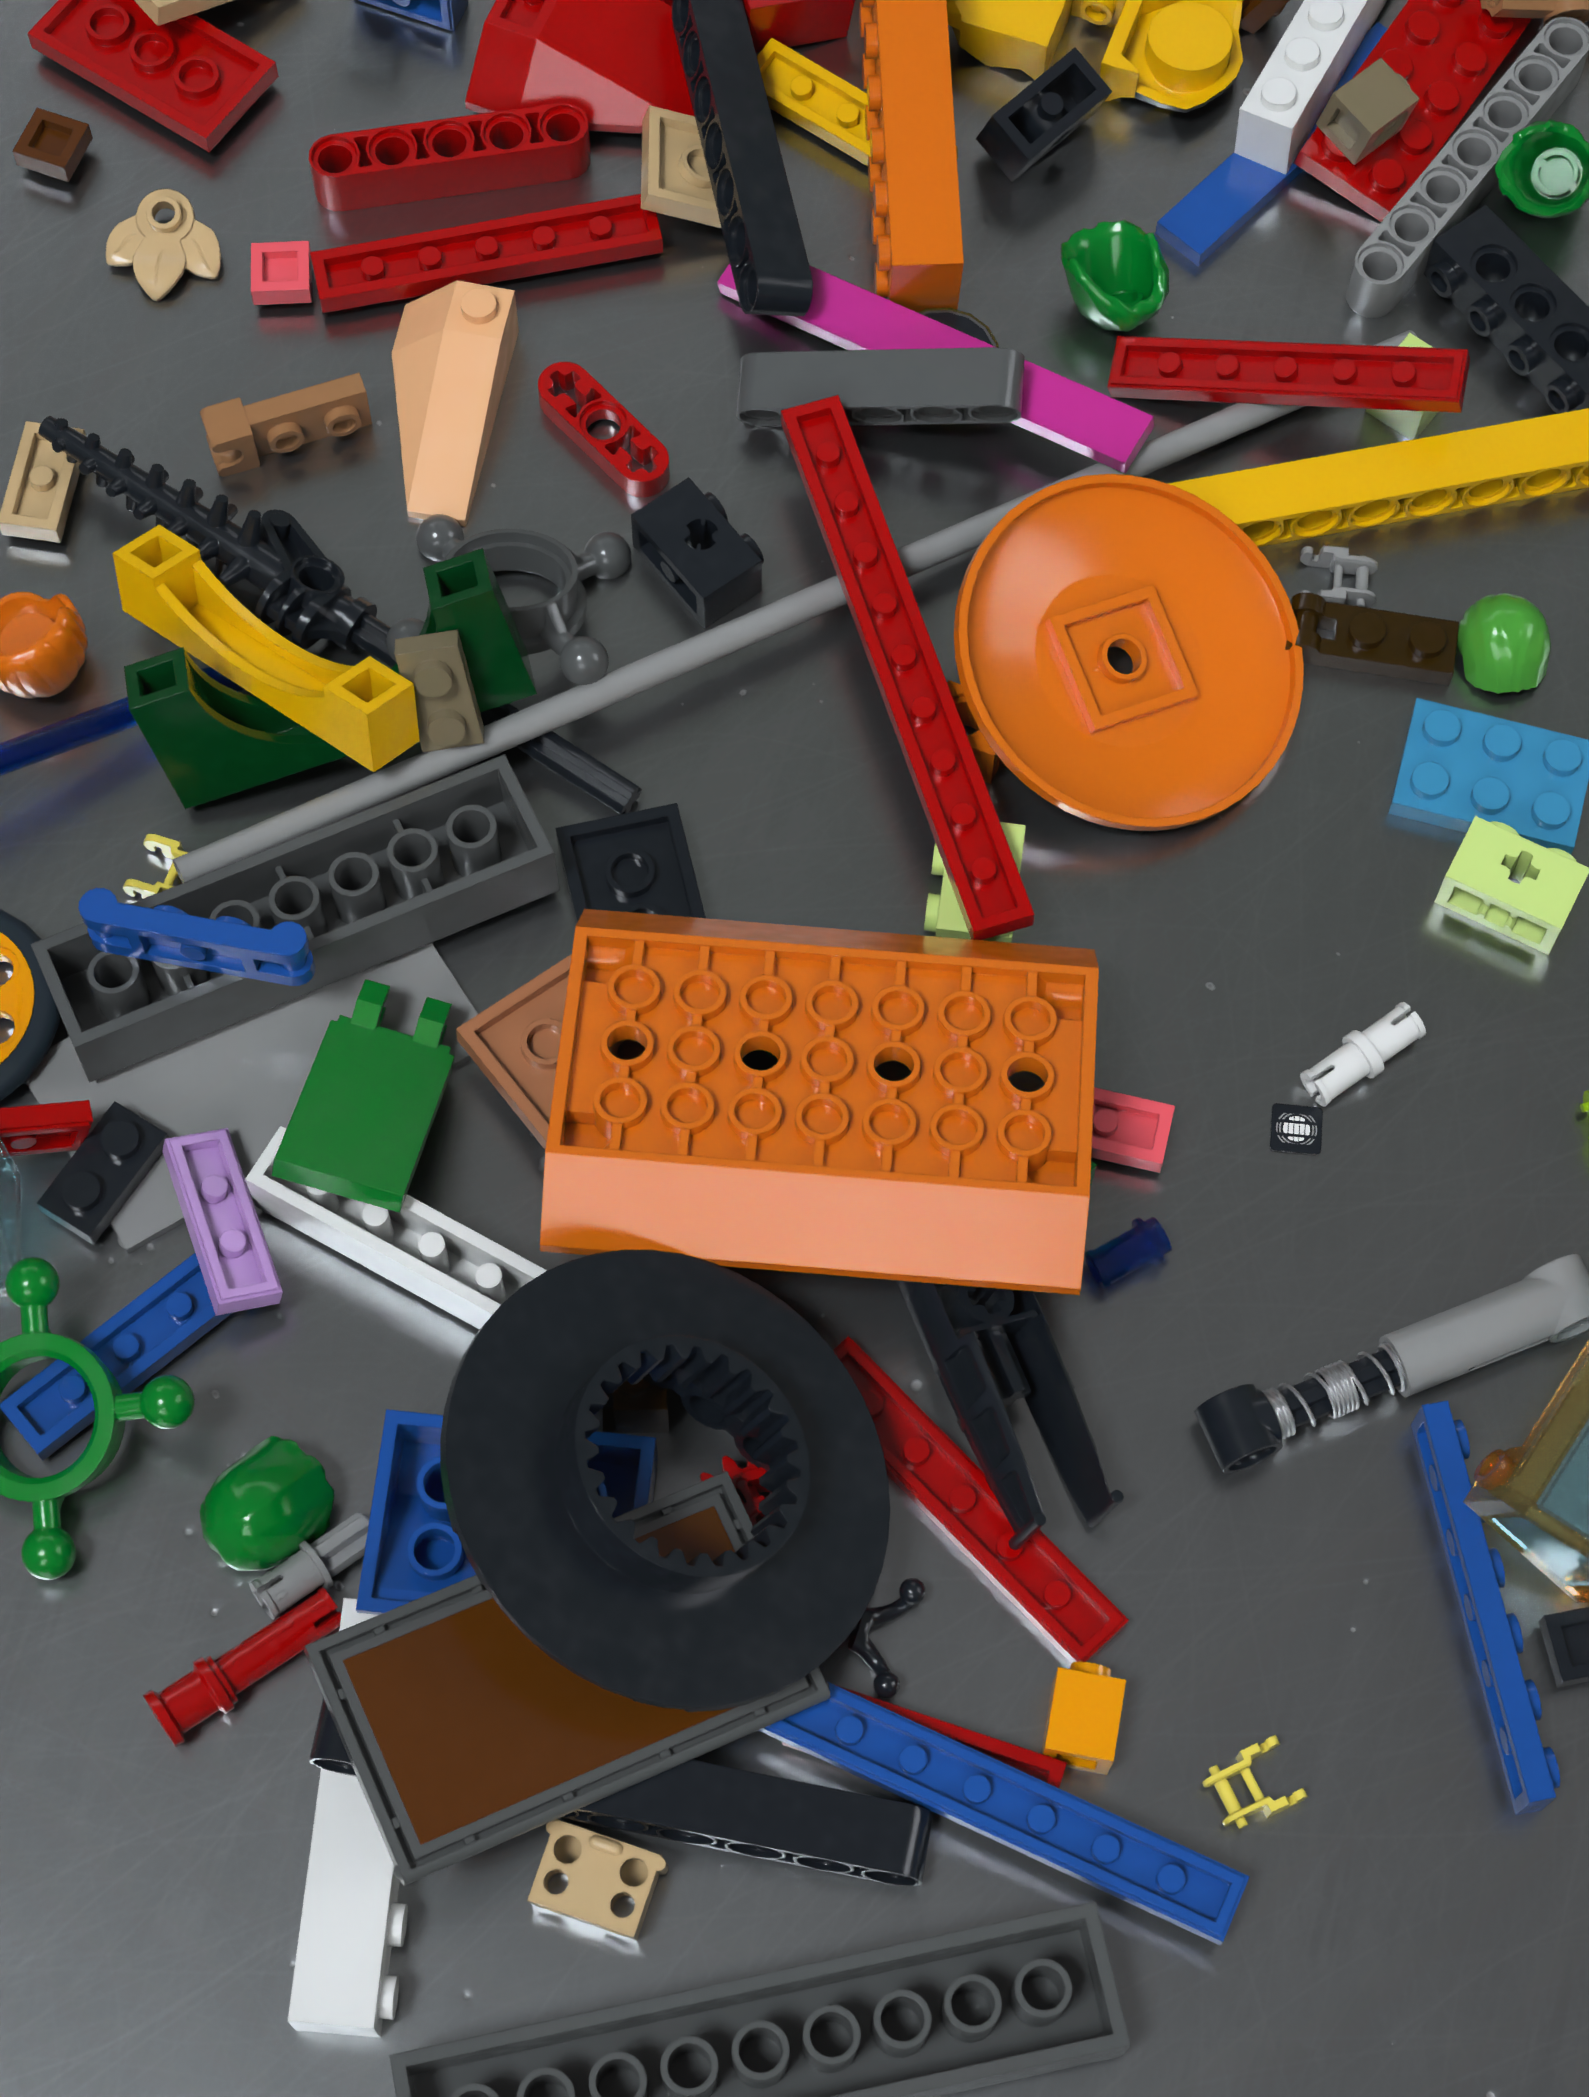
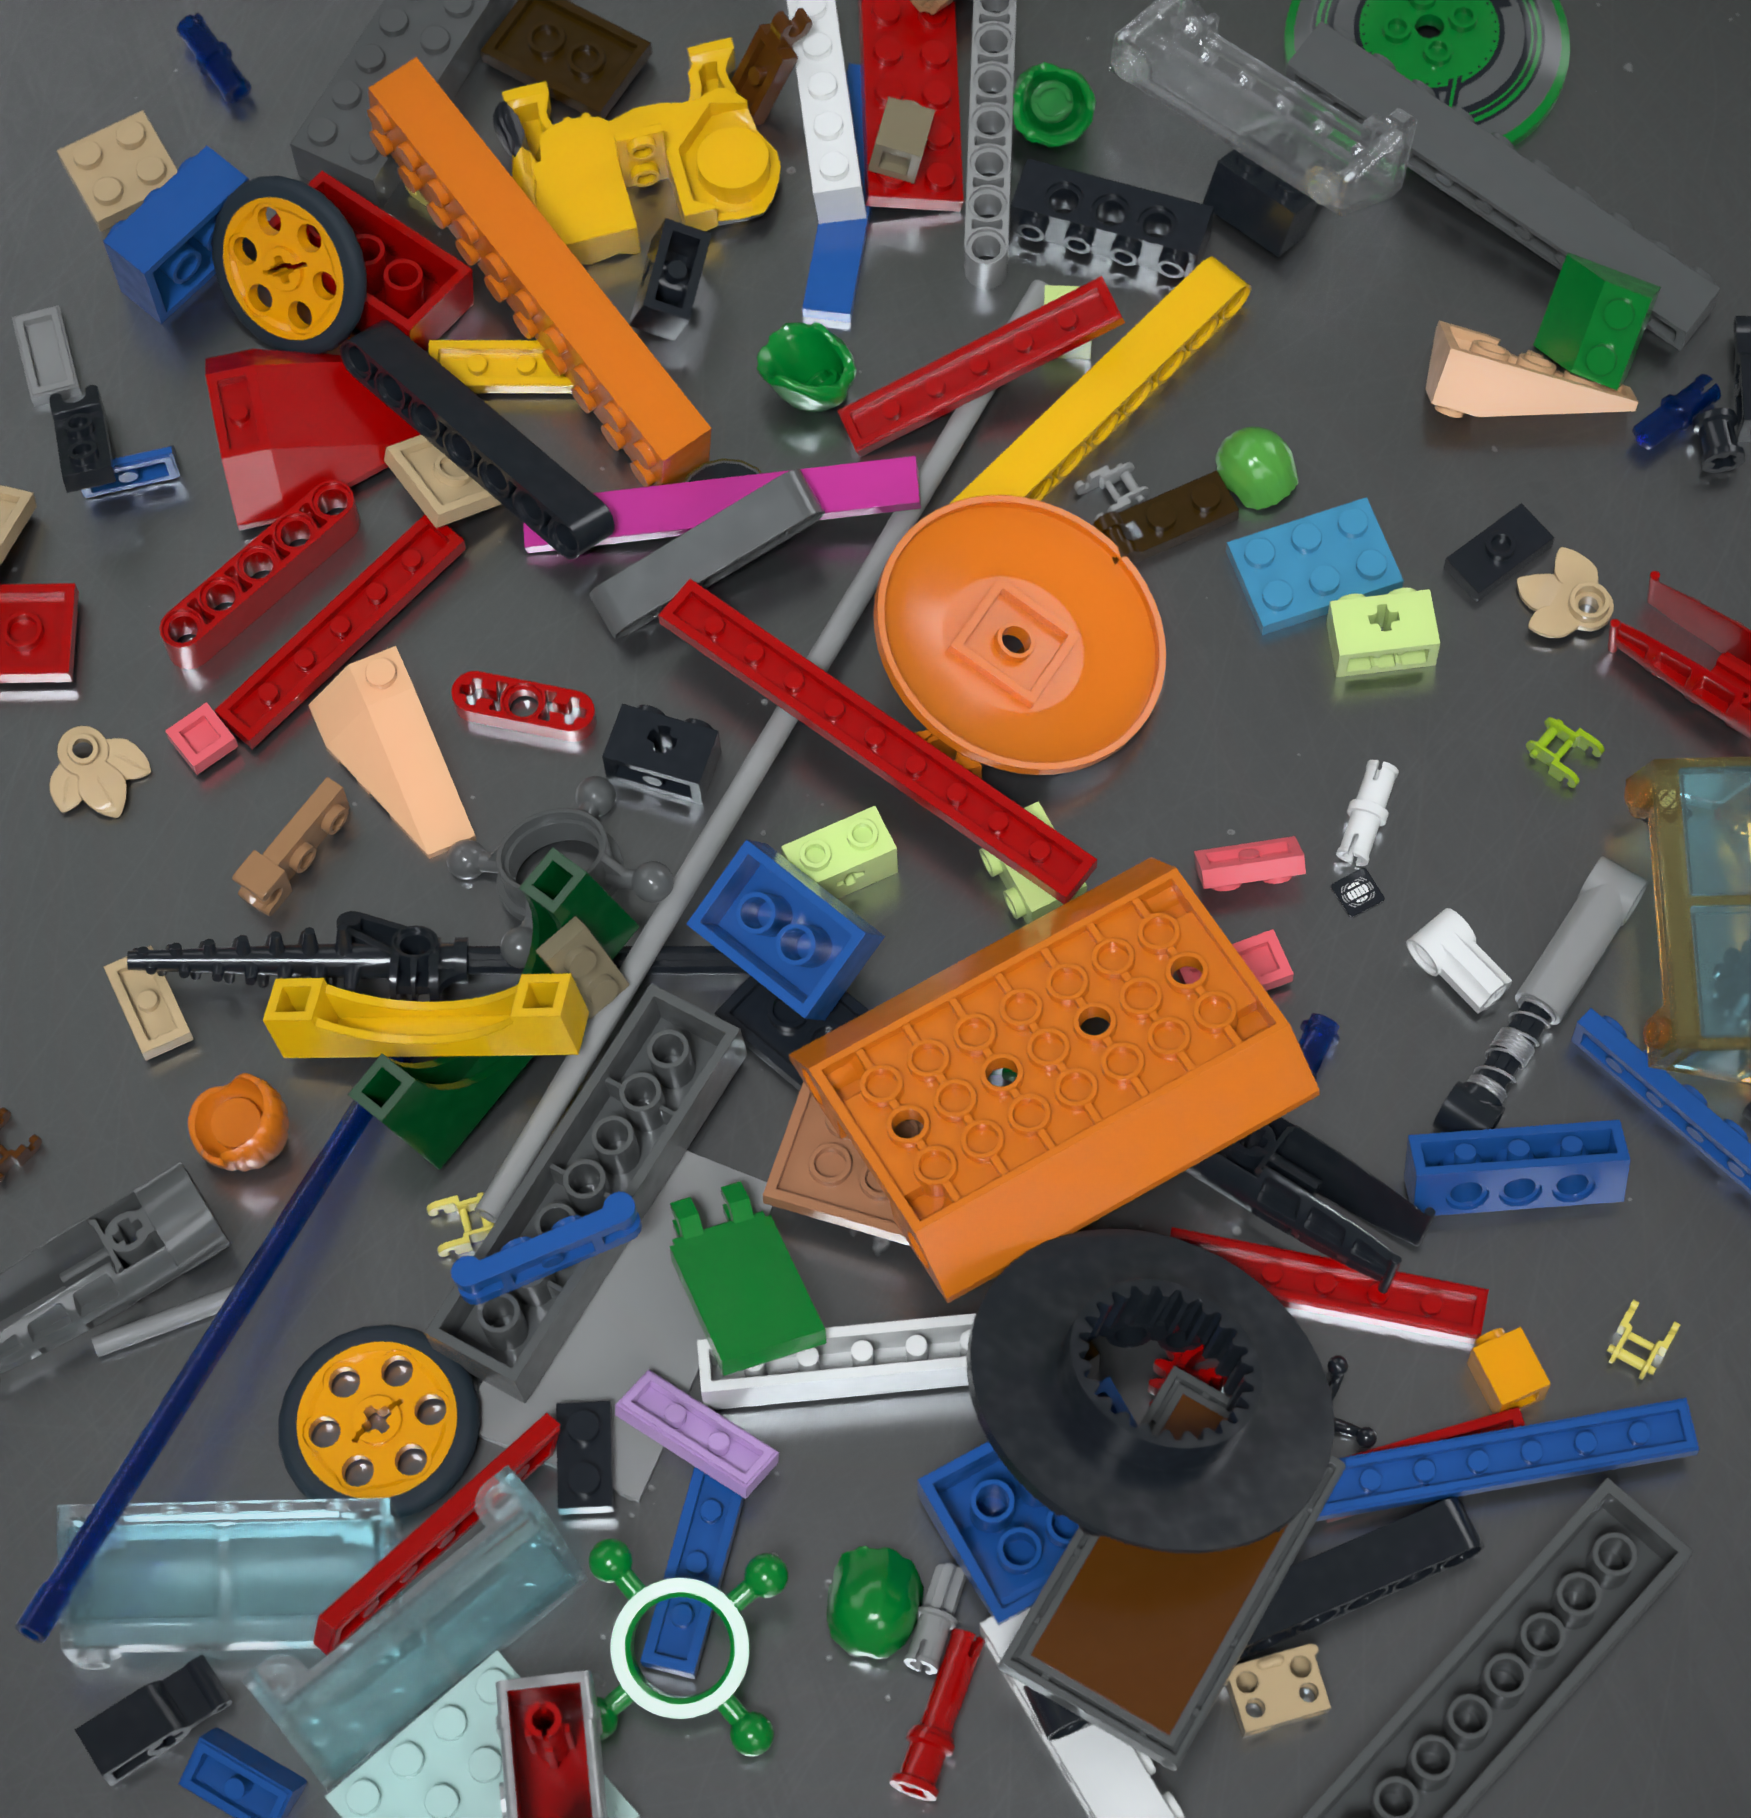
camera: 30 degrees left, 0 degrees up
(670, 785) = (785, 930): none -> blue brick
(789, 759) = (846, 853): none -> yellowish green brick
(1181, 1017) = (1264, 861): none -> coral plate
(1248, 1514) = (1517, 1167): none -> blue brick
(1347, 1248) = (1450, 950): none -> white piece

